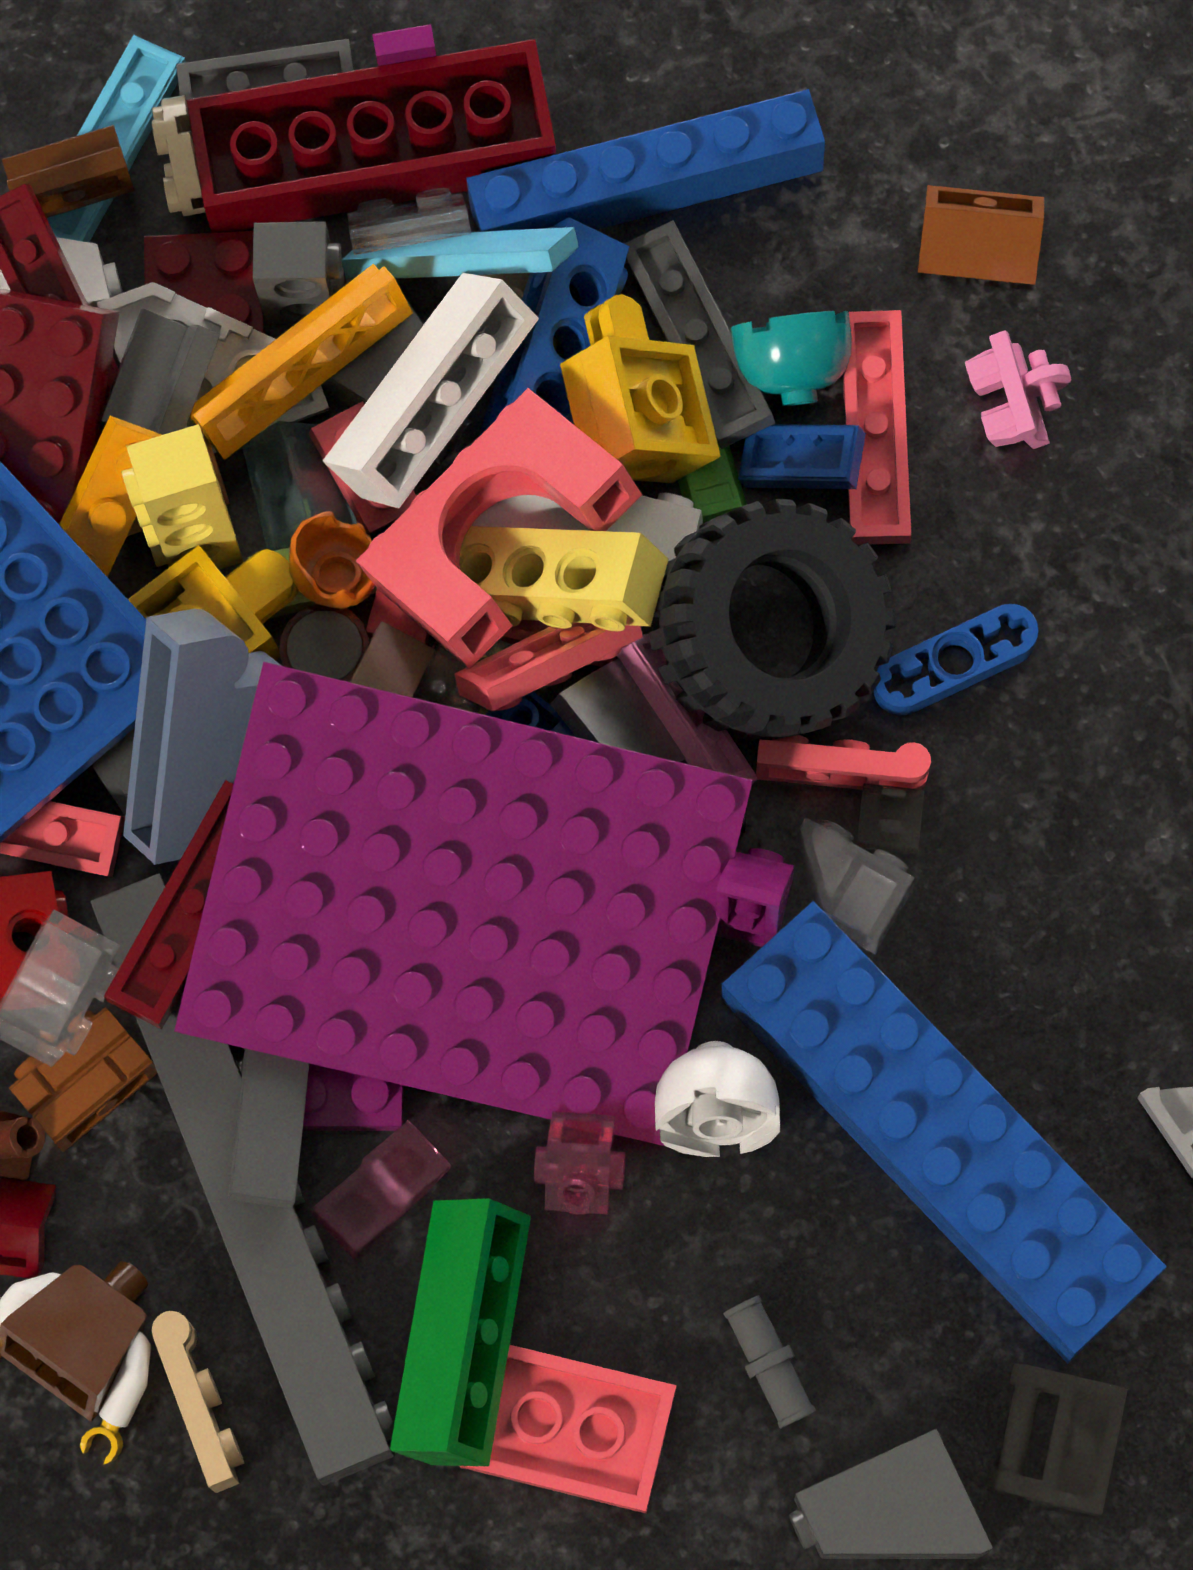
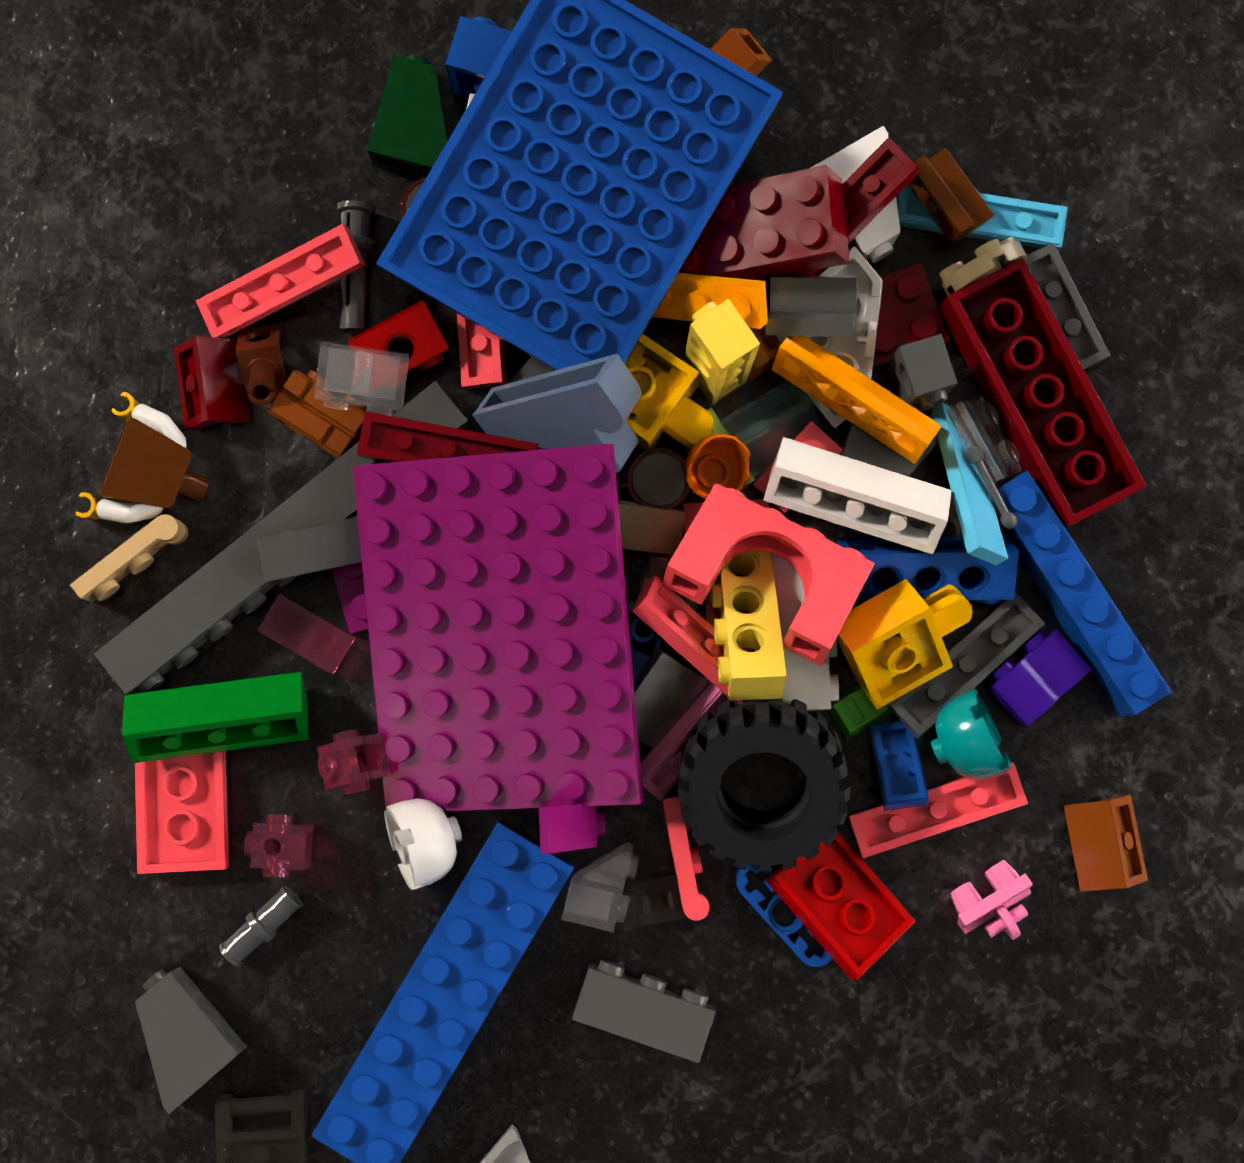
camera: 65 degrees right, 10 degrees up
(404, 45) = (1113, 395): magenta slope -> none
(425, 233) = (975, 456): none -> dark grey hinge
(665, 1274) = (295, 842): none -> clear pink brick
(740, 251) = (1037, 676): none -> dark purple brick
(966, 580) = (843, 905): none -> red tile
(1031, 874) = (644, 1010): none -> dark grey brick

